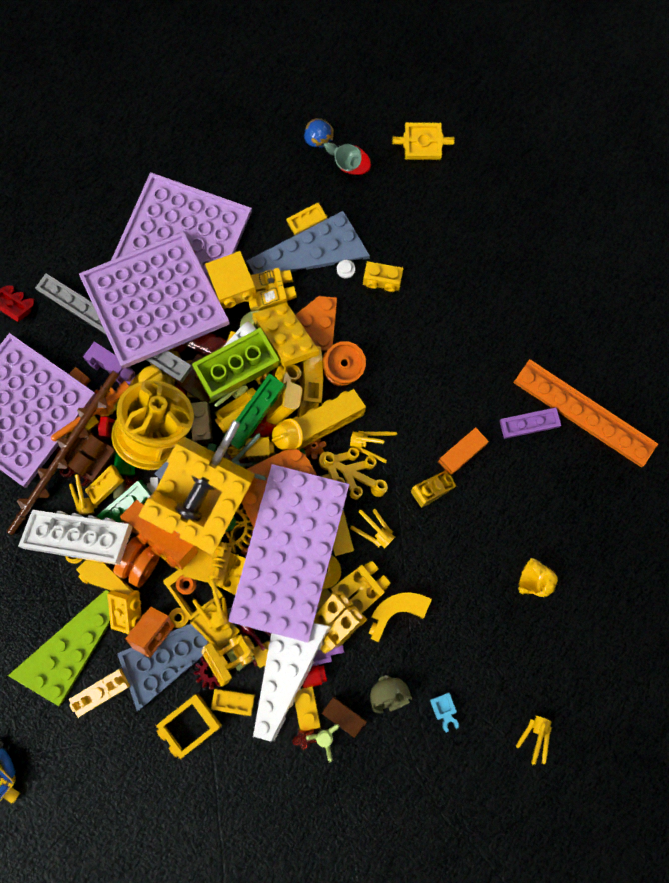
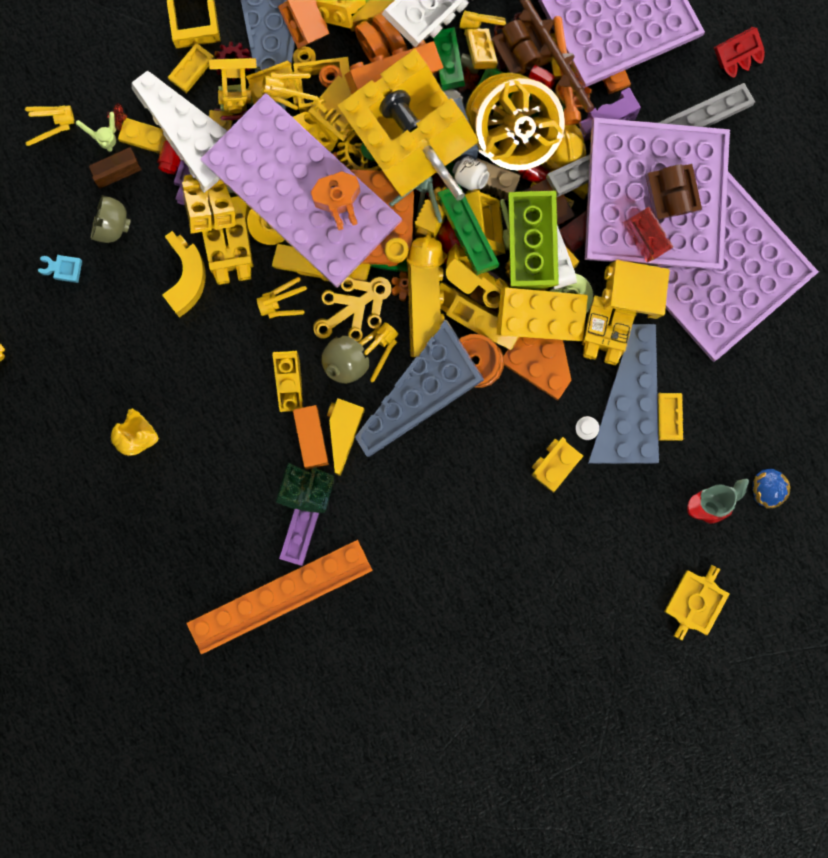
camera: 115 degrees right, 5 degrees up
(148, 285) = (673, 191): none -> reddish brown plate
(189, 285) = (648, 234): none -> clear red brick
(209, 435) = (470, 173): none -> white head
(286, 512) = (339, 198): none -> orange hinge
(297, 456) = (396, 250): none -> yellow tile
(326, 784) = (62, 115): none -> yellow plant
(378, 383) = (427, 385): none -> sand blue wing
(396, 455) = (344, 360): none -> olive cylinder
(439, 433) = (343, 426): none -> yellow slope
(503, 433) = (305, 489): none -> clear green slope

